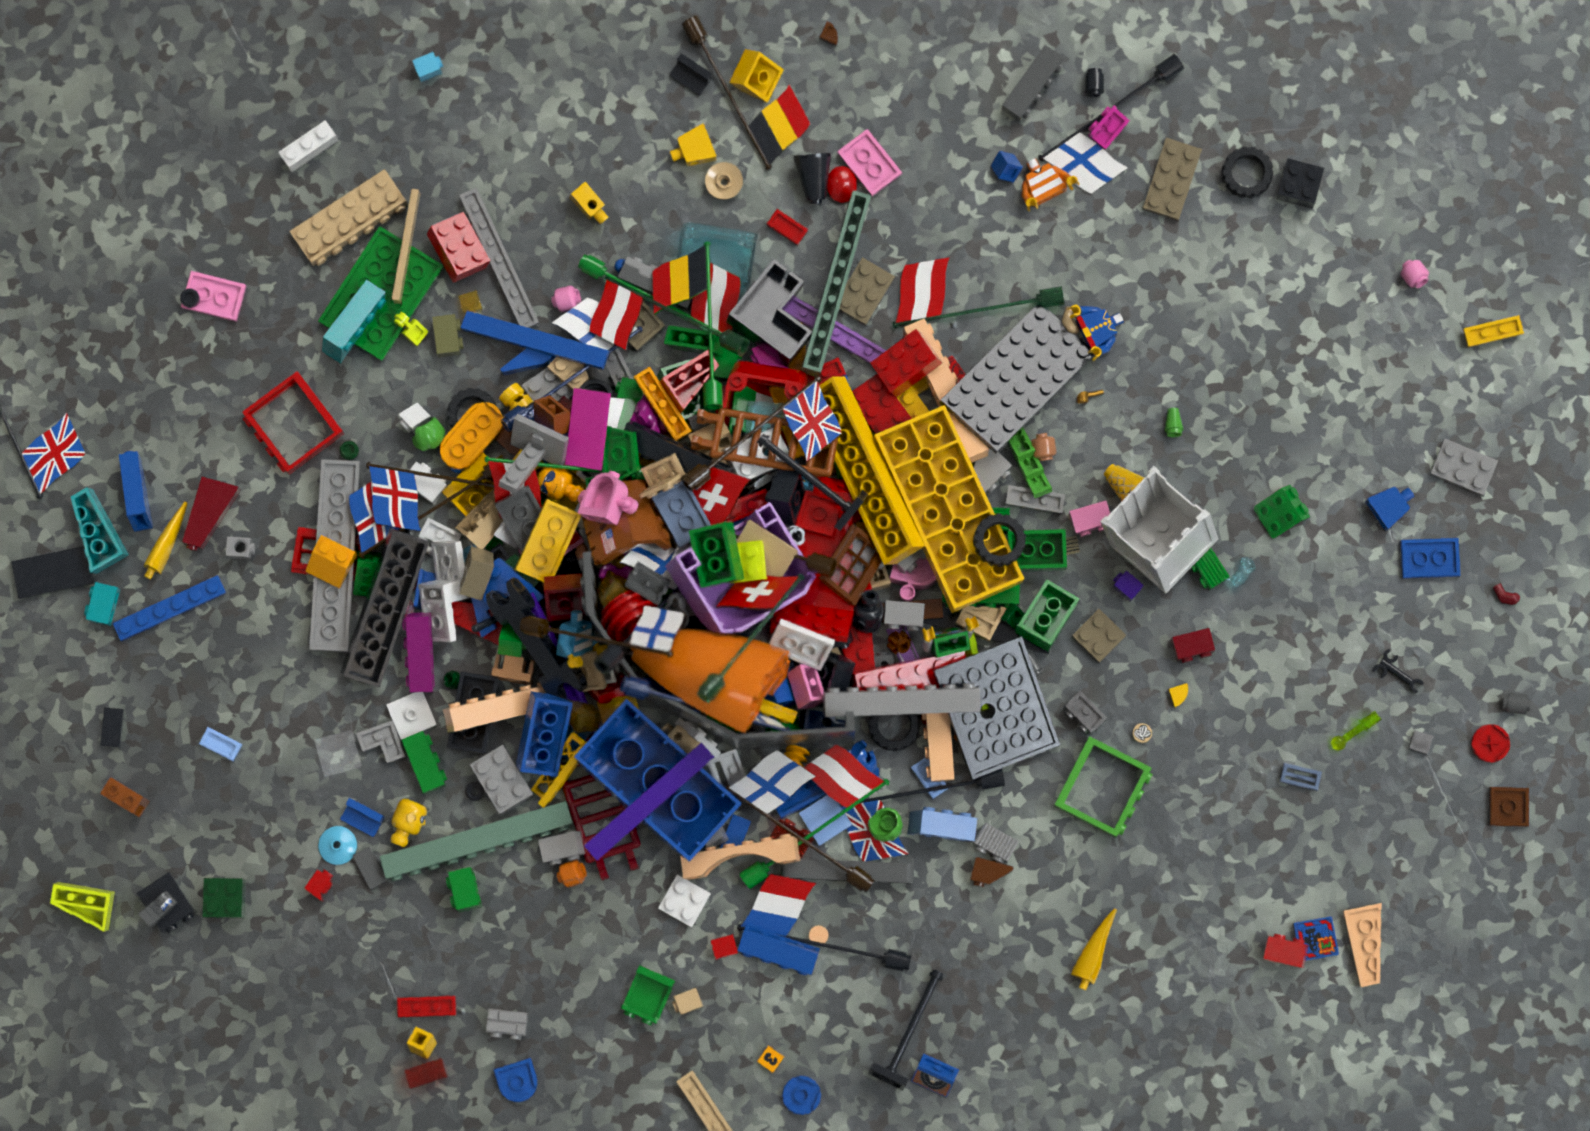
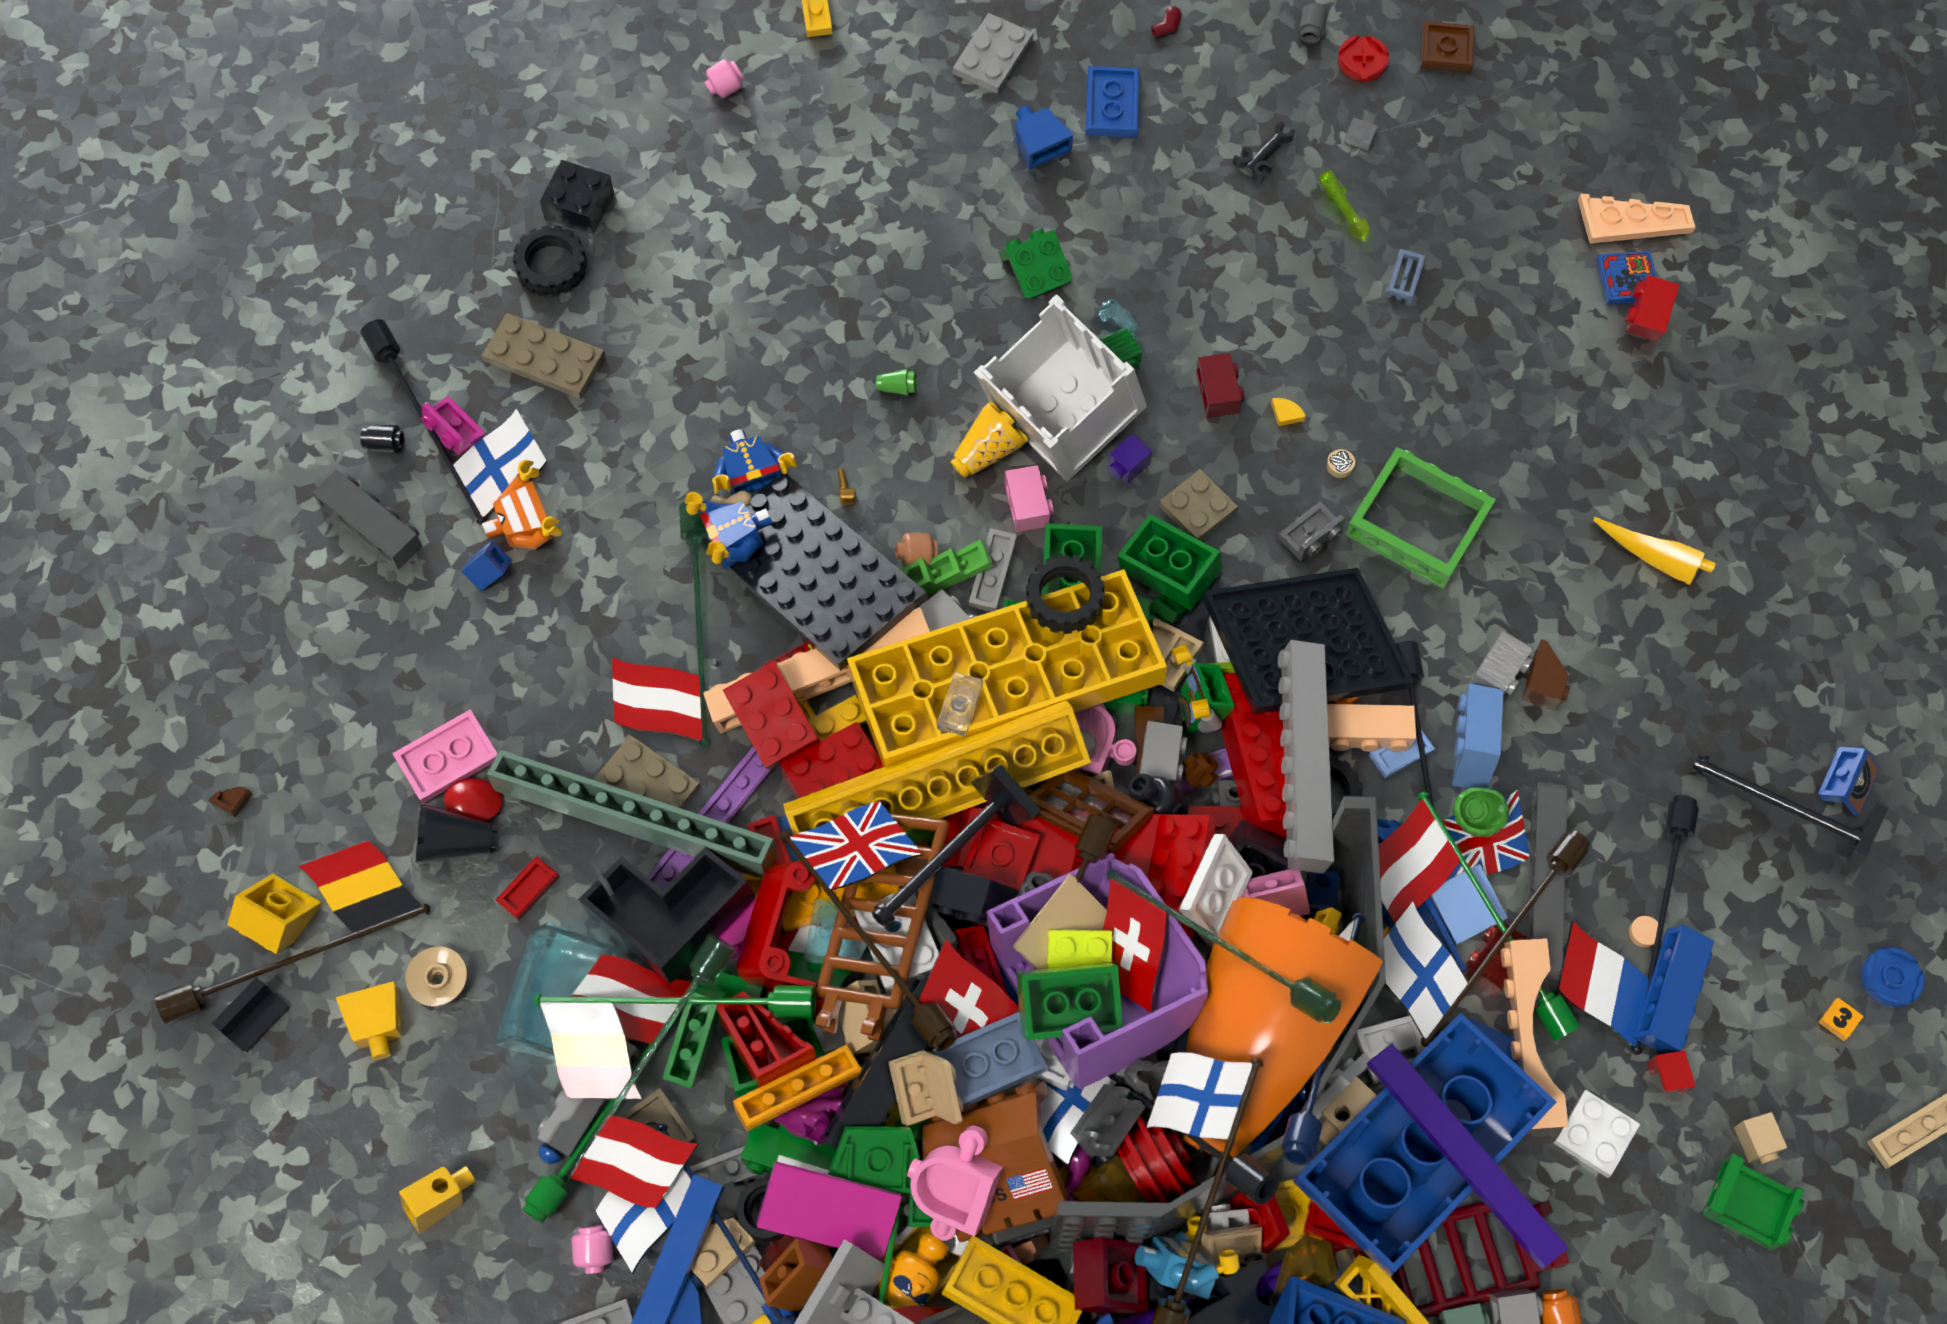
camera: 90 degrees left, 15 degrees down
(913, 478) = (960, 704): none -> clear plate
(1039, 321) = (730, 529): none -> torso

